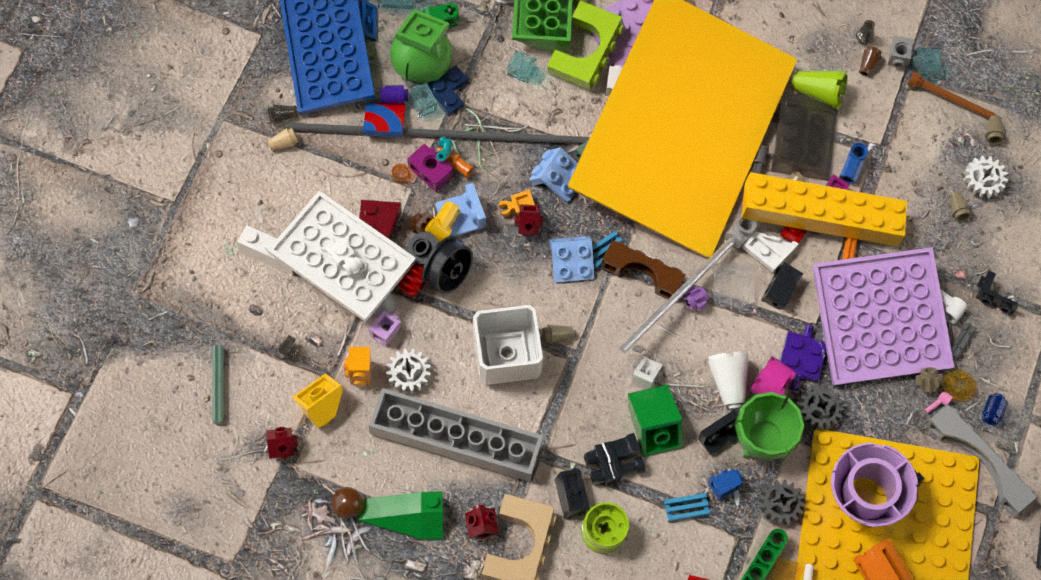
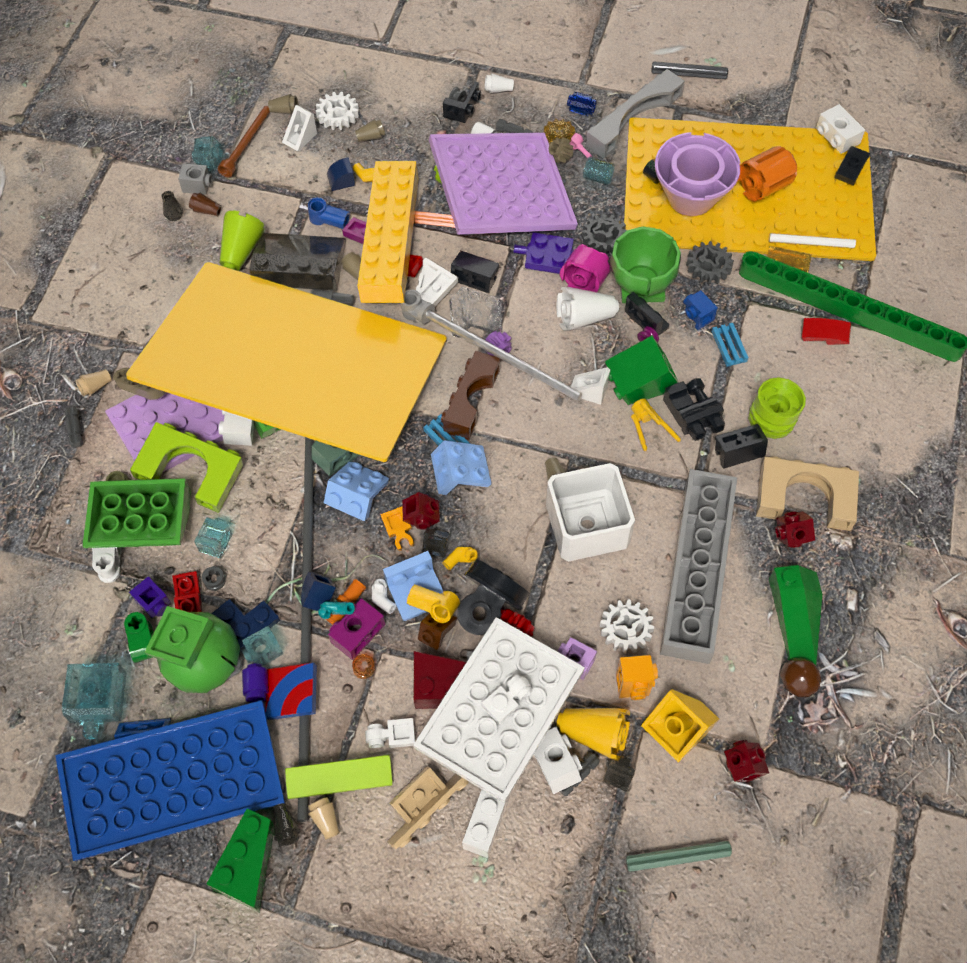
camera: 90 degrees left, 5 degrees down
(257, 85) = (244, 861): none -> green wedge
(282, 201) = (420, 801): none -> tan bracket
(290, 297) = (559, 773): none -> white brick
(291, 319) = (590, 762): none -> dark grey axle
(311, 150) = (338, 776): none -> lime slope
(321, 335) = (596, 728): none -> yellow cone
(341, 192) = (399, 732): none -> white plate
(457, 187) = (379, 596): none -> white arm
(465, 139) = (316, 590): none -> dark blue brick
(473, 22) = (150, 598): none -> dark purple brick
(474, 51) = (187, 592): none -> red slope
(489, 250) = (460, 555): none -> yellow arm
(491, 64) = (206, 576): none -> dark grey bush
(500, 232) = (435, 542): none -> clear smoke tile
(614, 415) = (644, 412): none -> yellow plant
(695, 431) = (647, 332): none -> magenta bush
(901, 413) = (598, 170): none -> clear light blue piece
(903, 178) = (340, 175): none -> dark blue brick
(909, 196) = (365, 175): none -> yellow arm
(959, 142) = (300, 128): none -> white slope
(1004, 288) = (457, 95): none -> dark grey bush
(1023, 329) = (496, 83): none -> white cone

